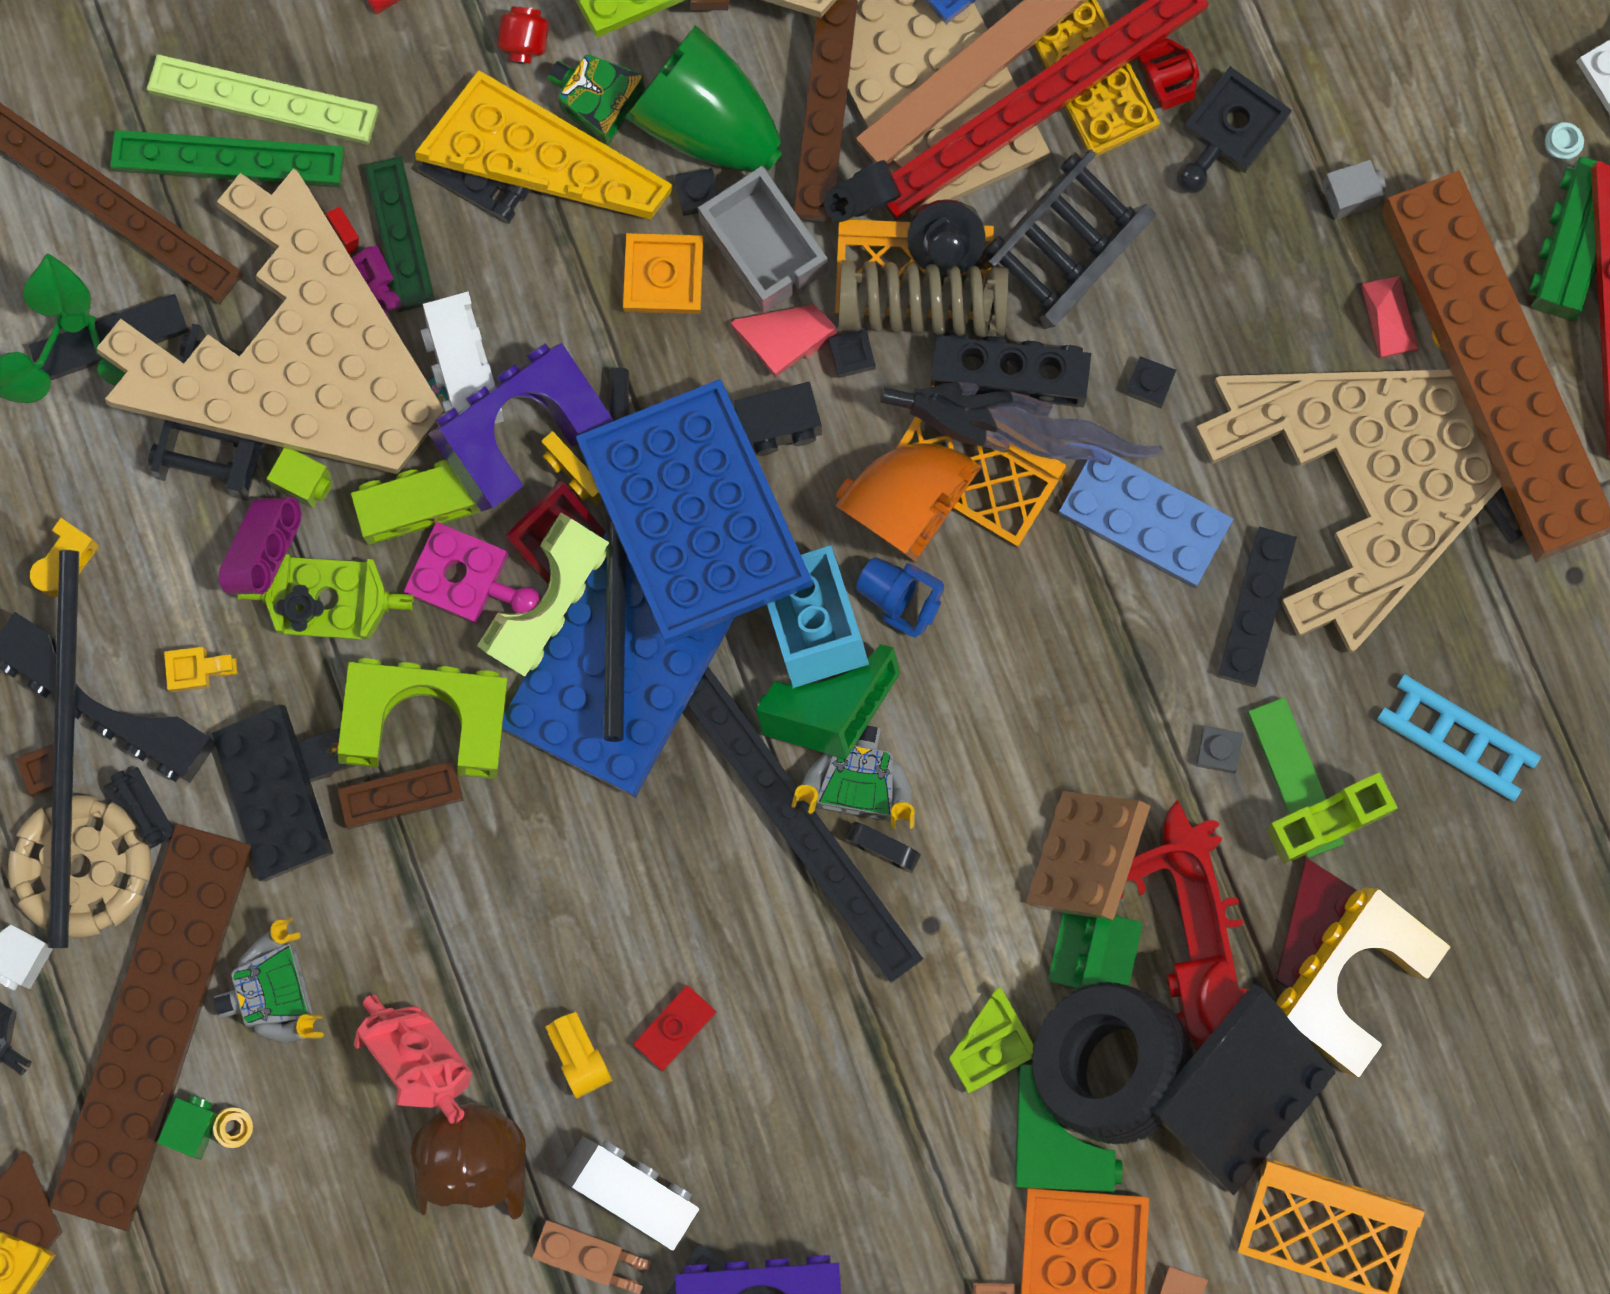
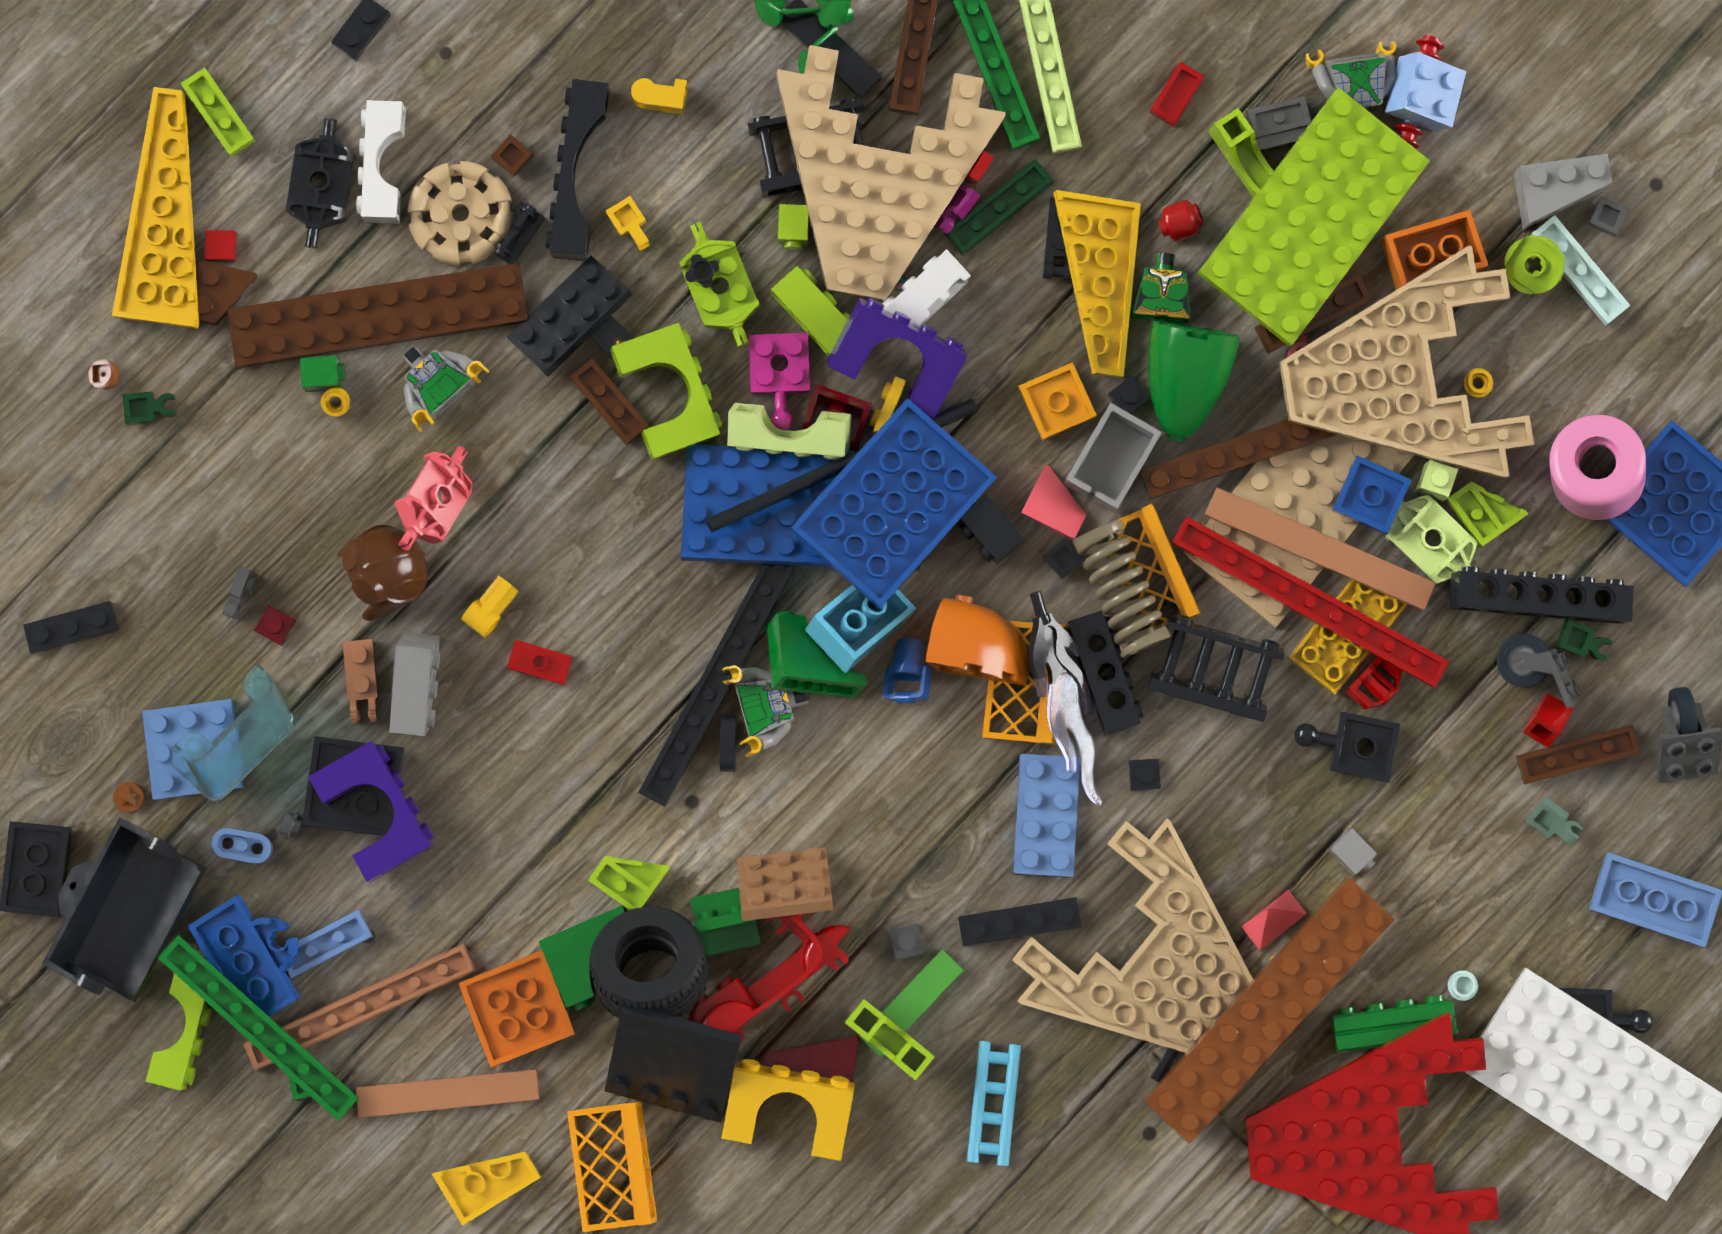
camera: 60 degrees right, 5 degrees up
(63, 749) = (530, 163): black piece -> none
(260, 546) = (731, 223): magenta beam -> none
(862, 193) = (1175, 511): black piece -> none
(946, 235) = (1173, 583): black plate -> none

